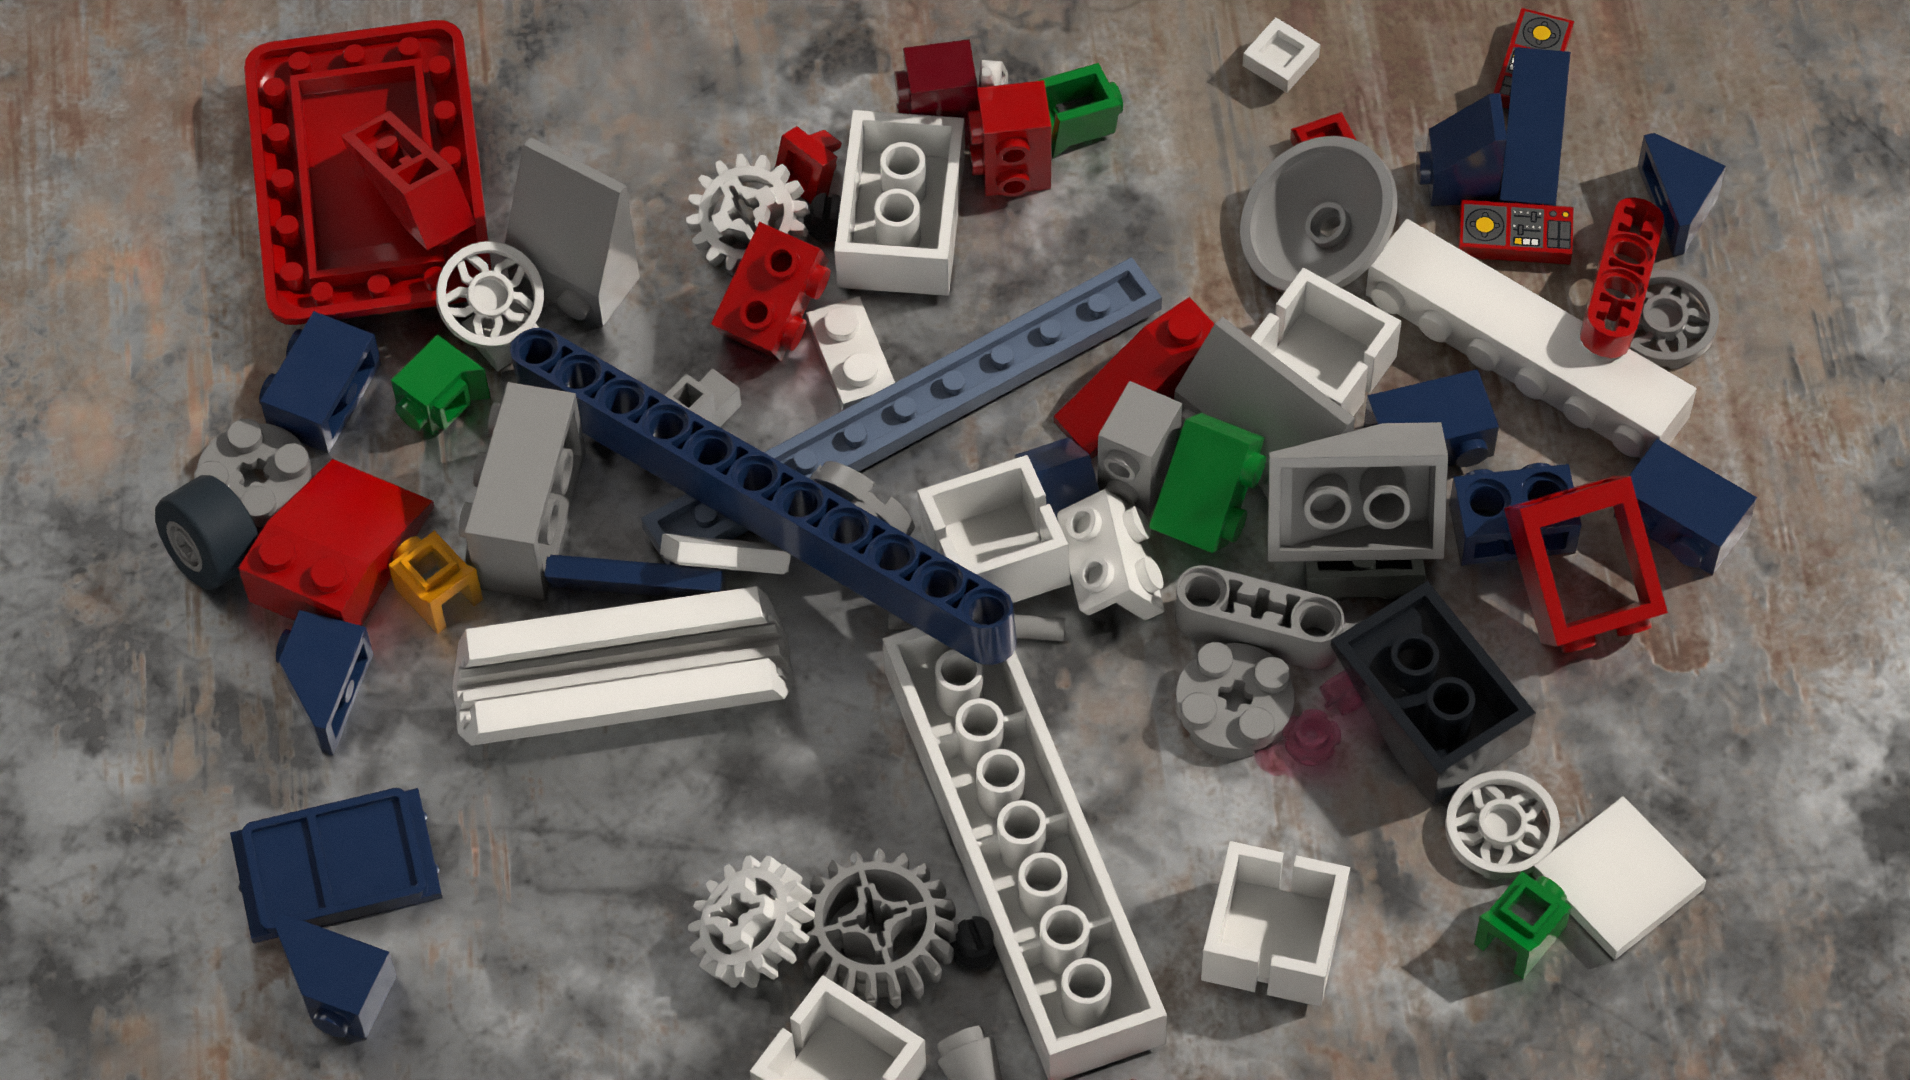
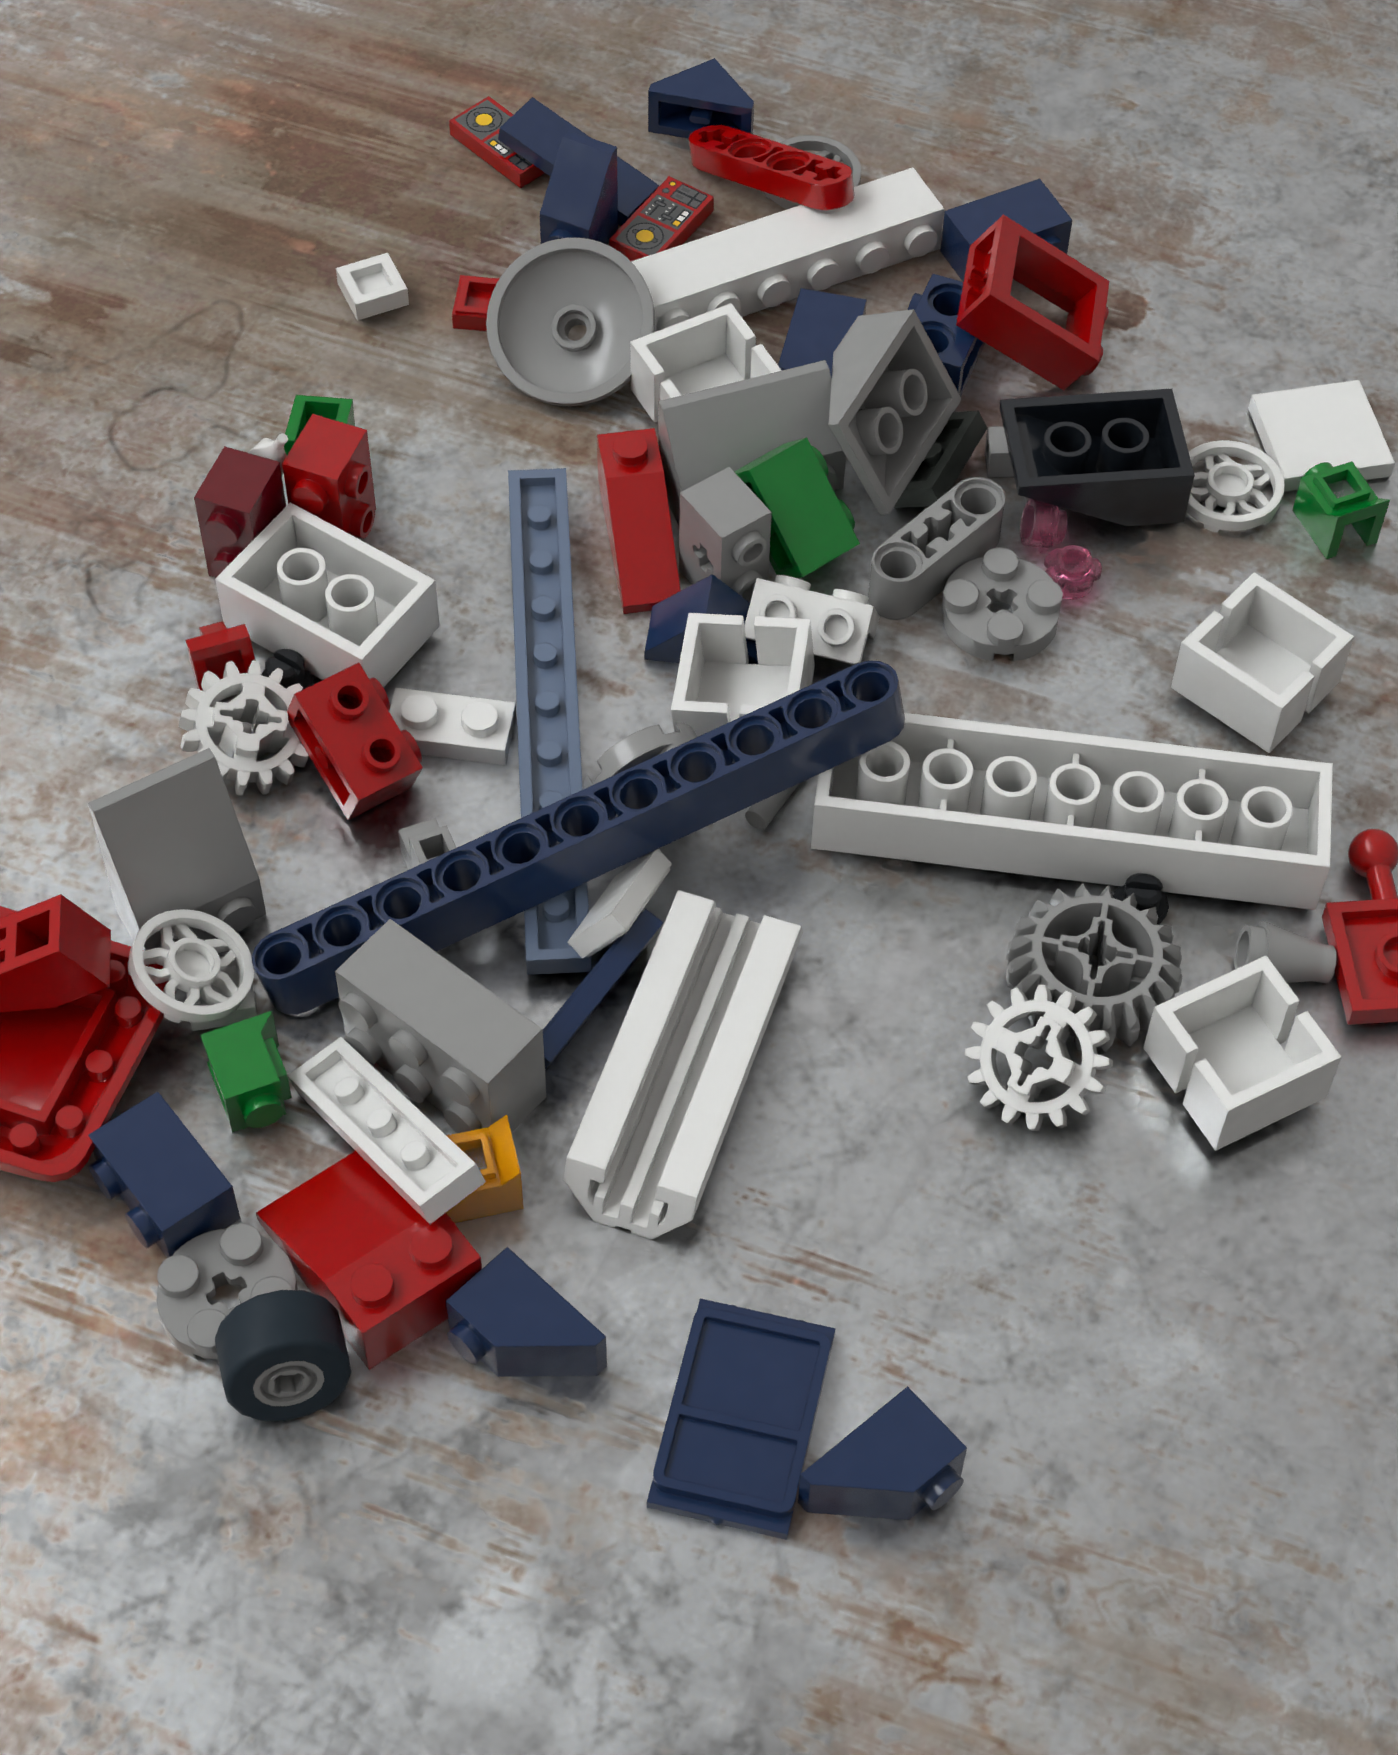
camera: 65 degrees left, 5 degrees down
(416, 499) = (387, 1130): none -> white plate

